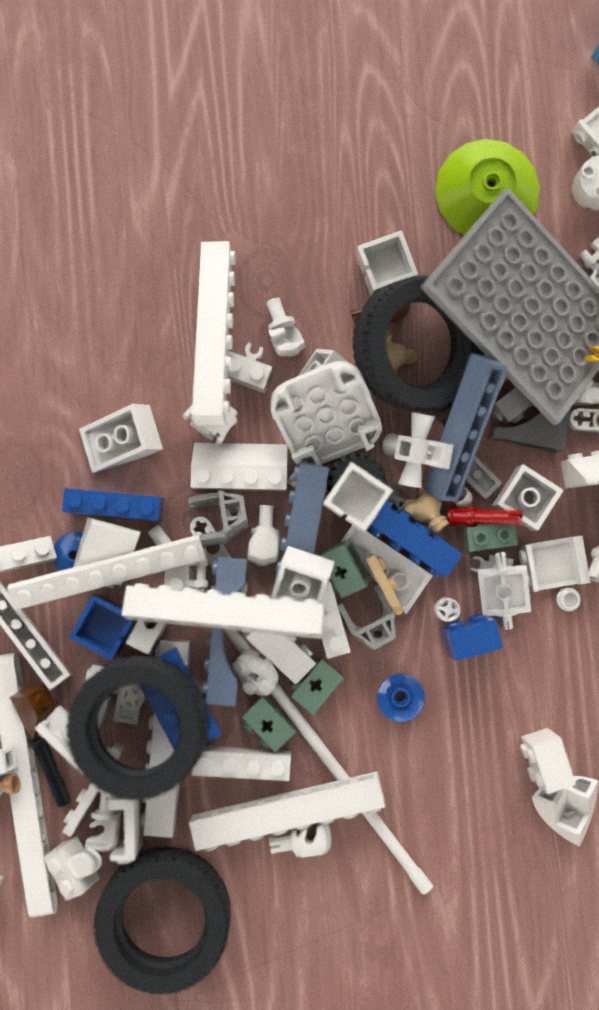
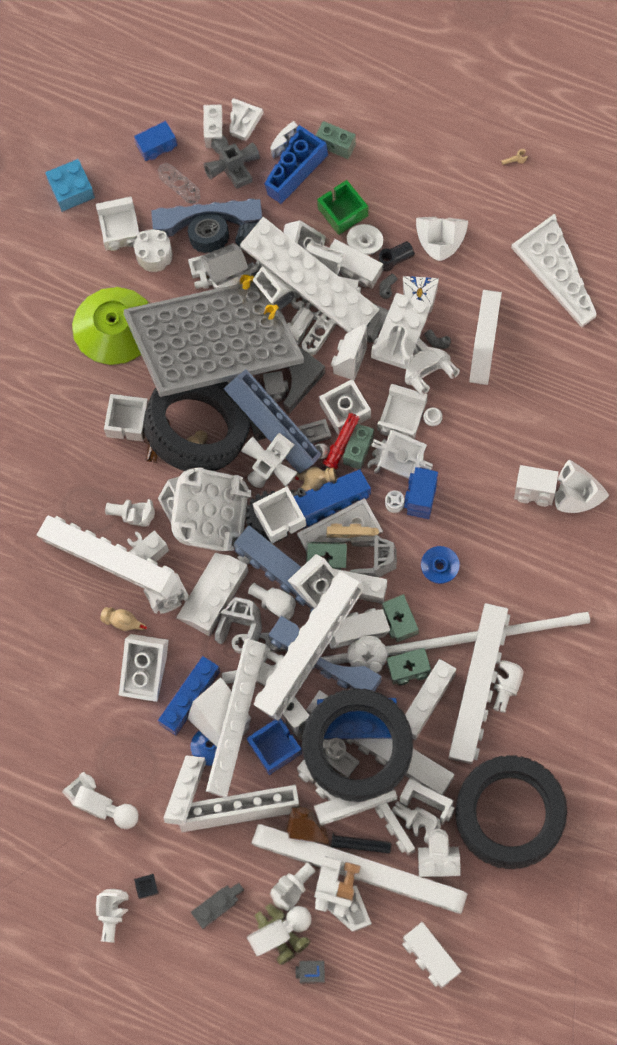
camera: 50 degrees left, 15 degrees down
(158, 386) = (121, 619): none -> tan animal

